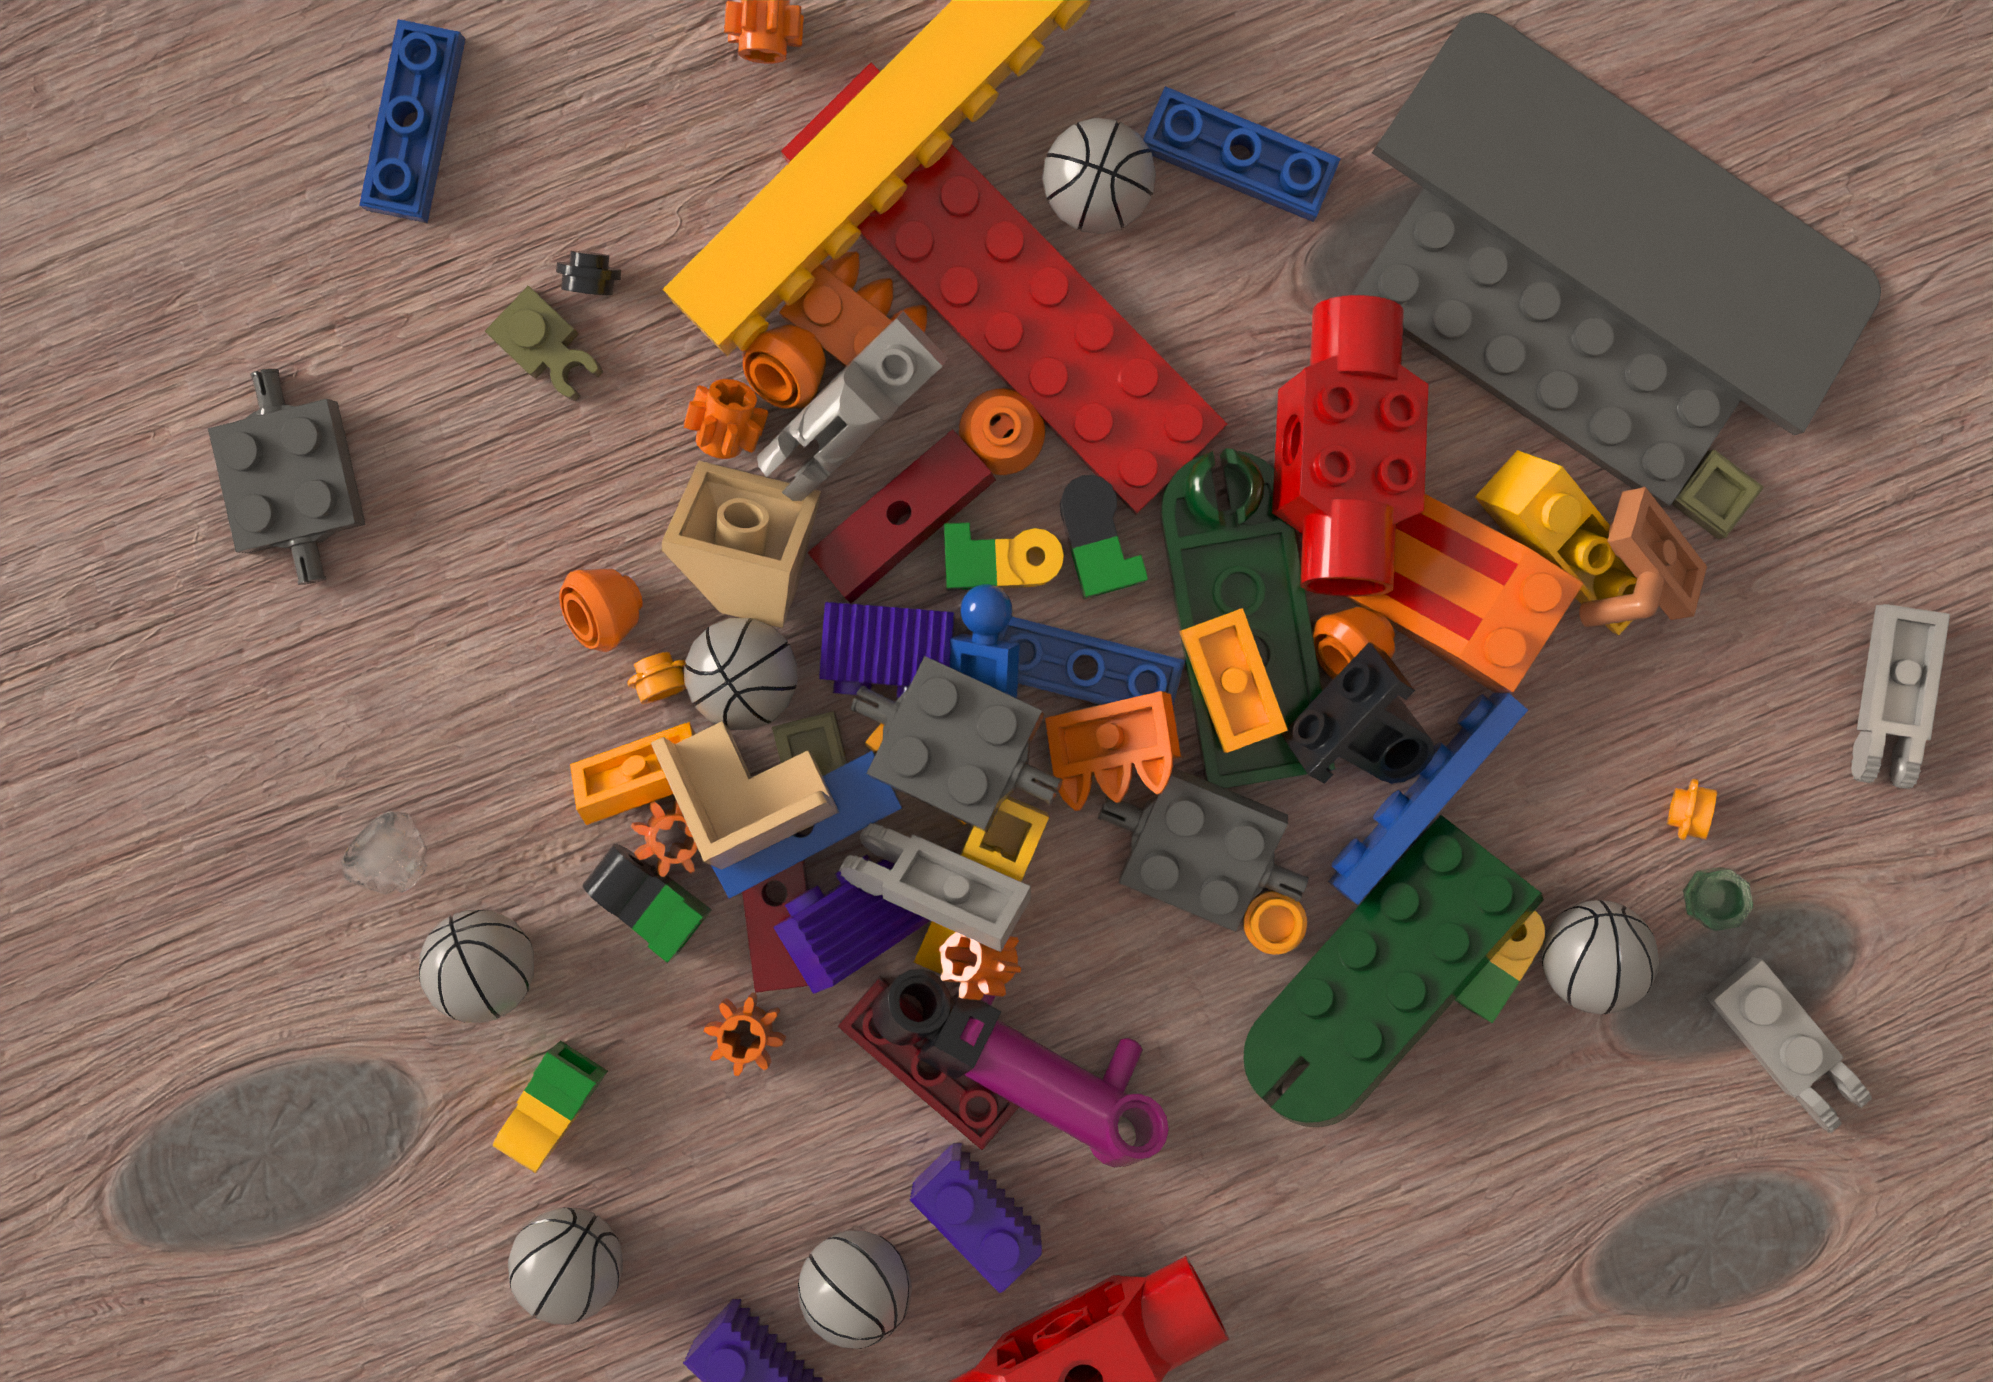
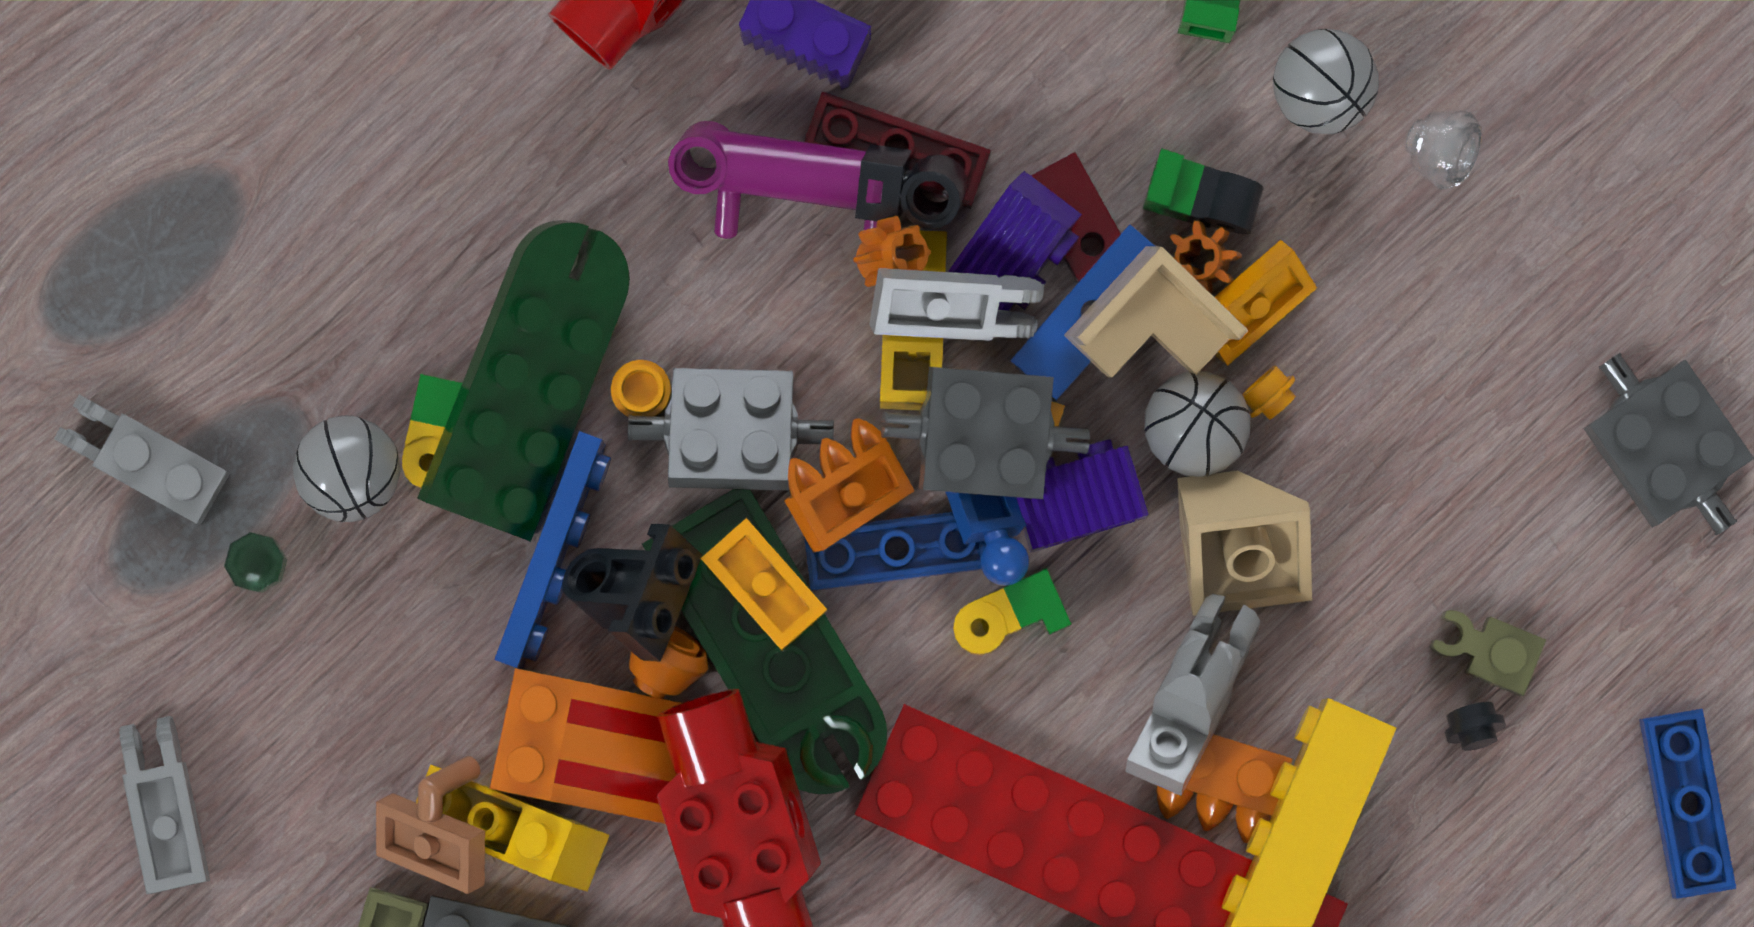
camera: 165 degrees right, 5 degrees down
(600, 607) = (1345, 435): orange cone -> none
(725, 418) = (1300, 643): orange gear -> none
(729, 1042) = (1079, 100): orange gear -> none
(785, 366) = (1266, 711): orange cone -> none
(817, 735) = (1113, 395): olive tile -> none
(928, 489) = (1130, 587): dark red tile -> none
(1017, 414) = (1045, 748): orange cone -> none
(1093, 541) = (947, 683): leg -> none
(1692, 810) = (308, 631): light orange plate -> none

